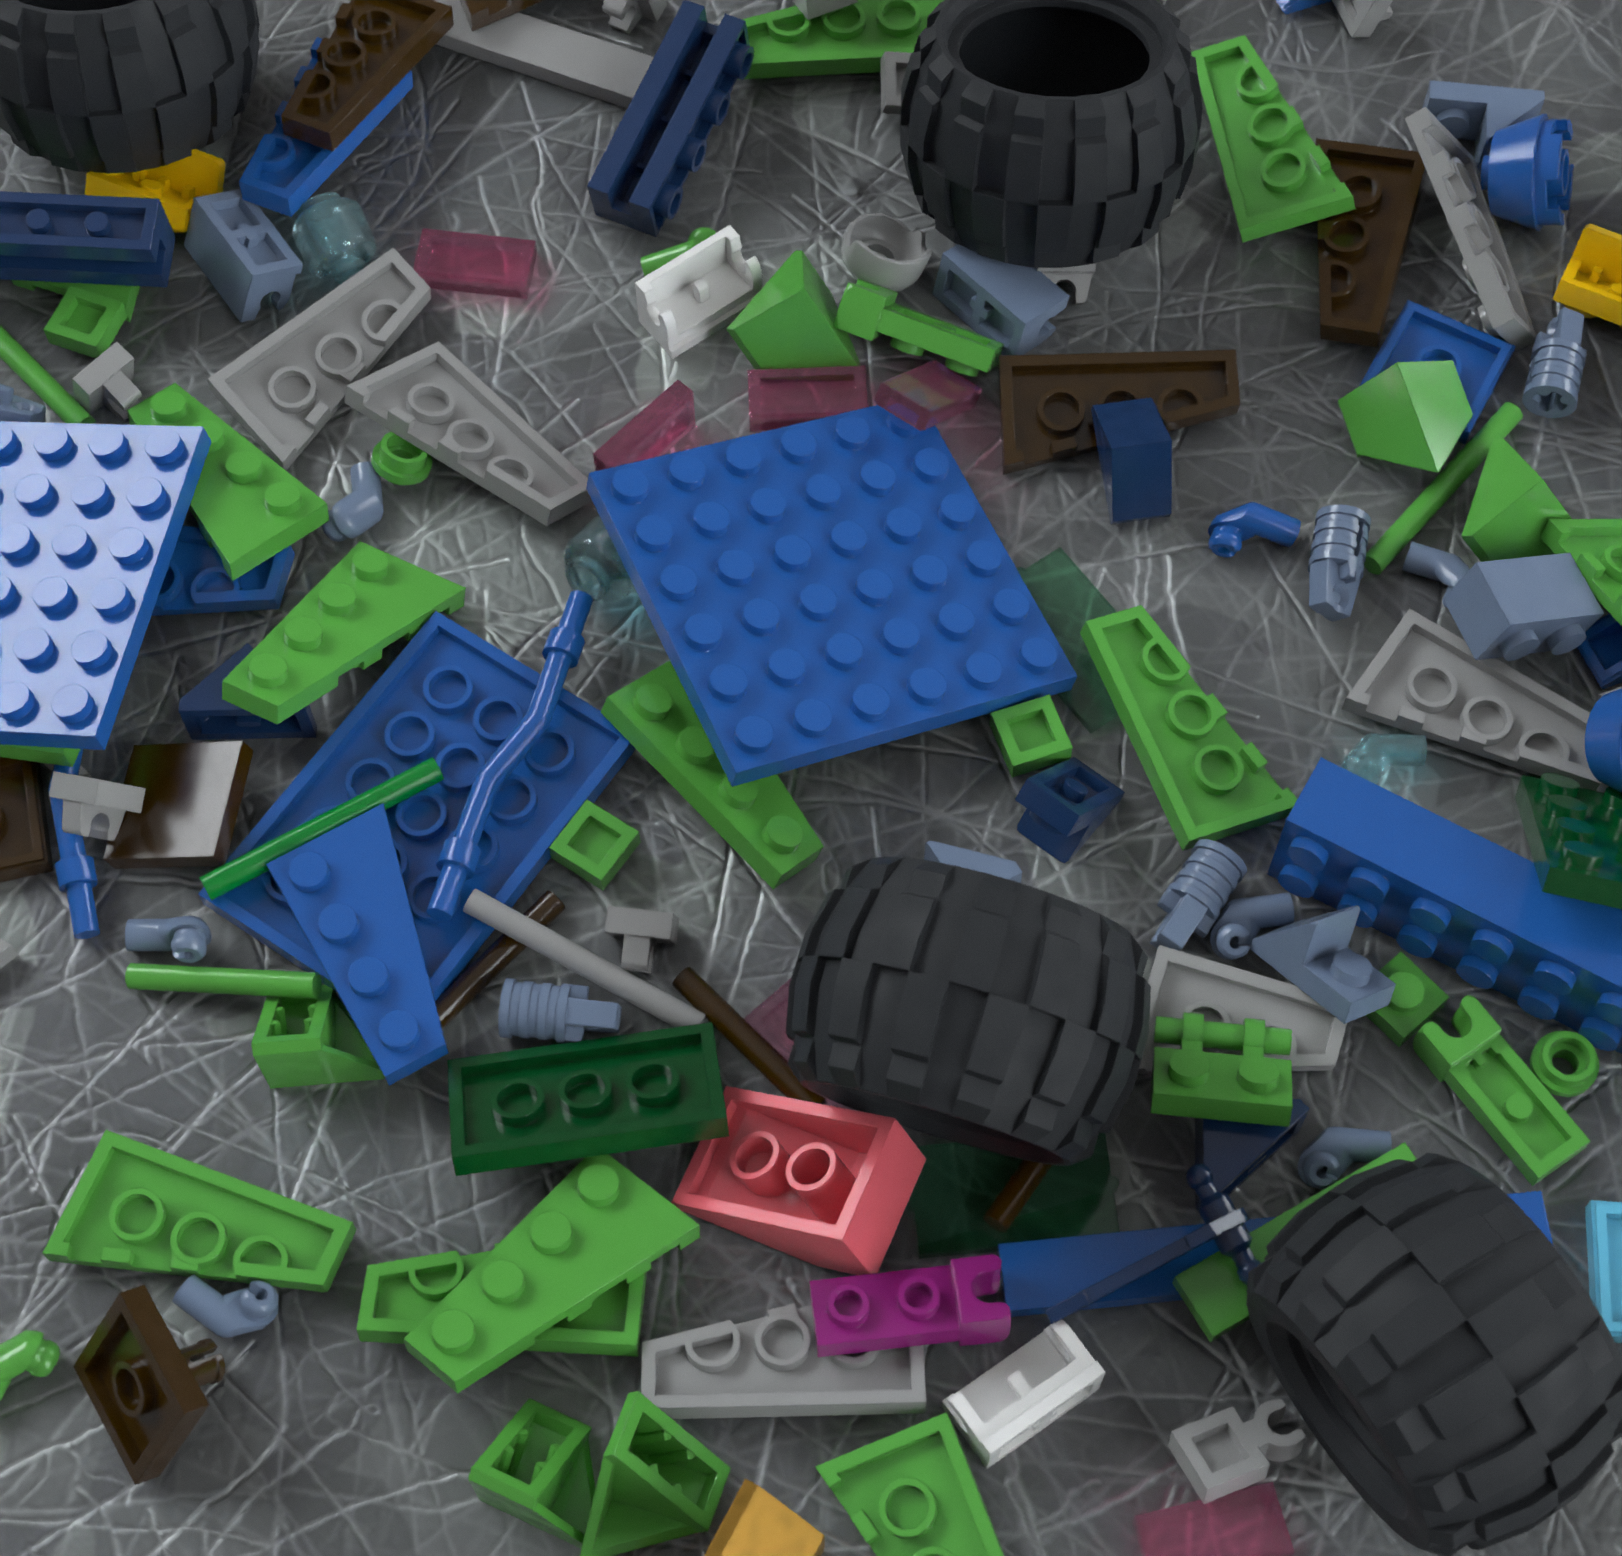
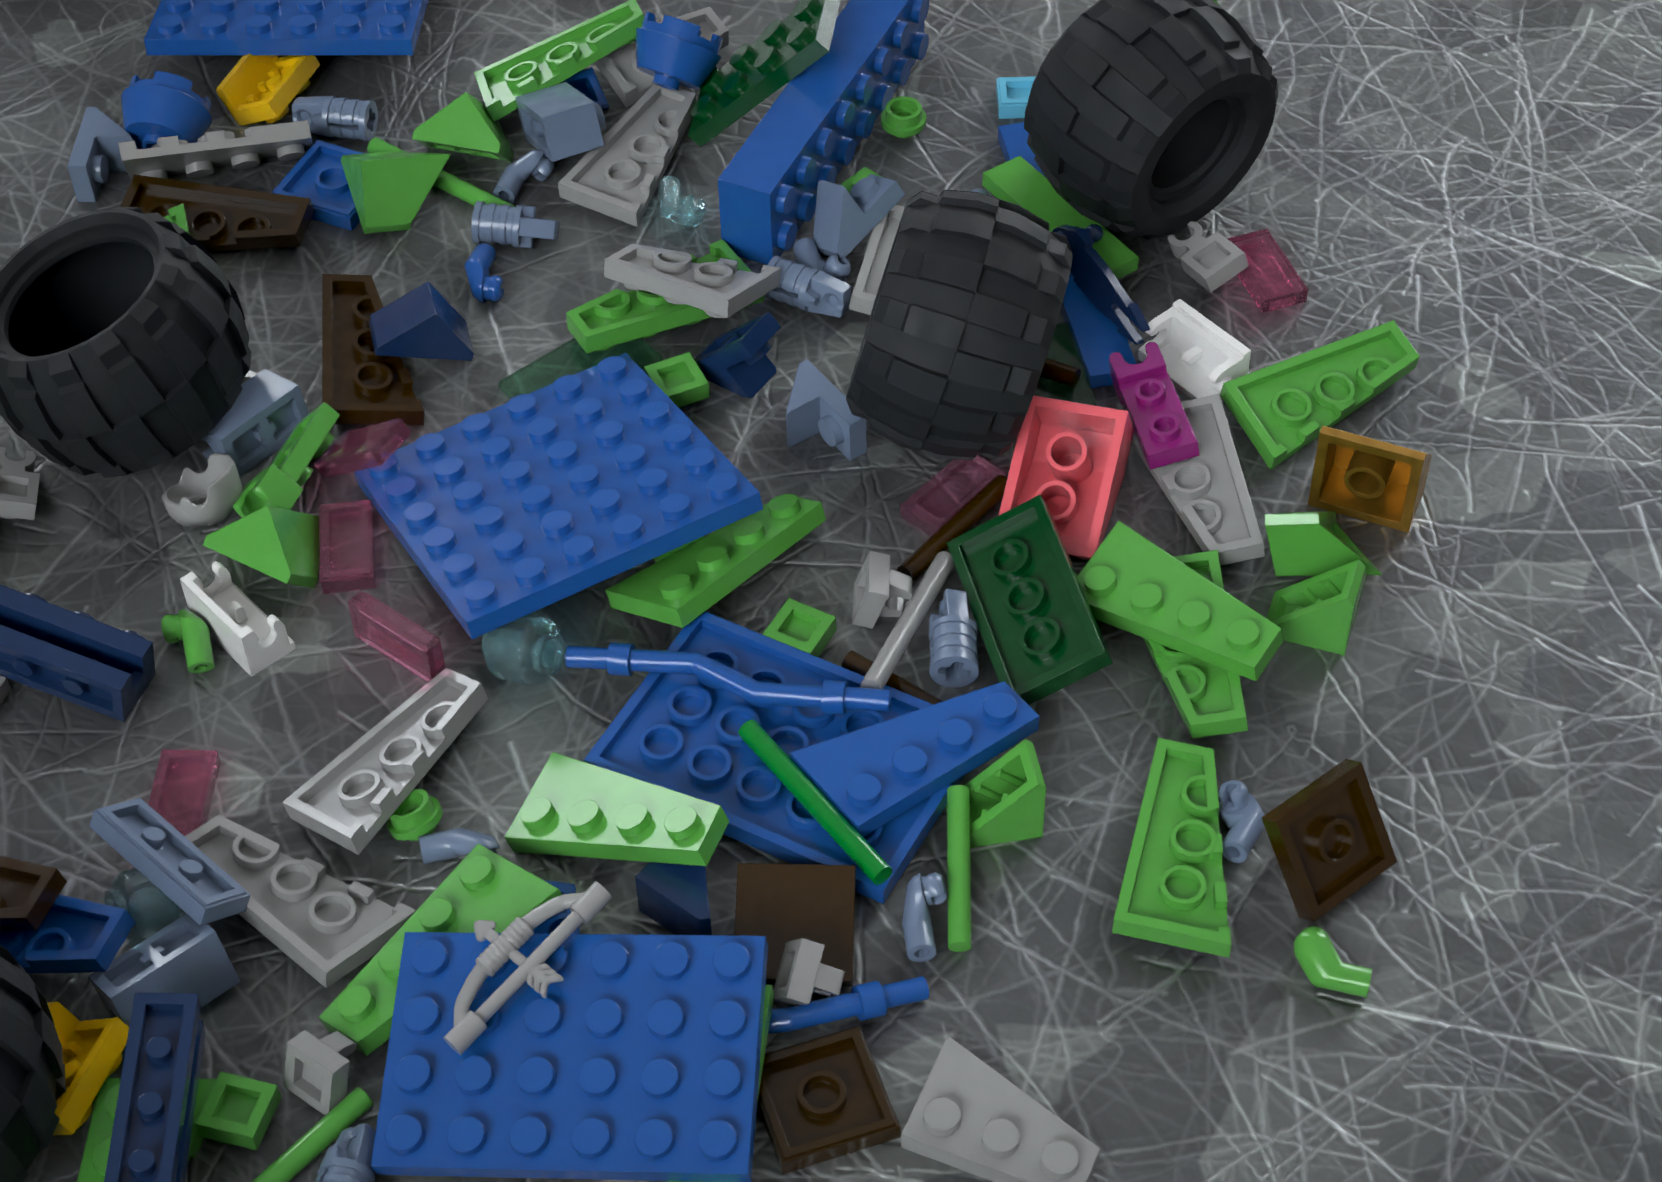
camera: 95 degrees left, 15 degrees down
(140, 500) = (470, 1024): none -> light grey piece
(353, 237) = (170, 861): none -> sand blue tile
(1176, 744) = (708, 285): none -> light grey wing
(1500, 1091) = (928, 144): bright green plate -> none

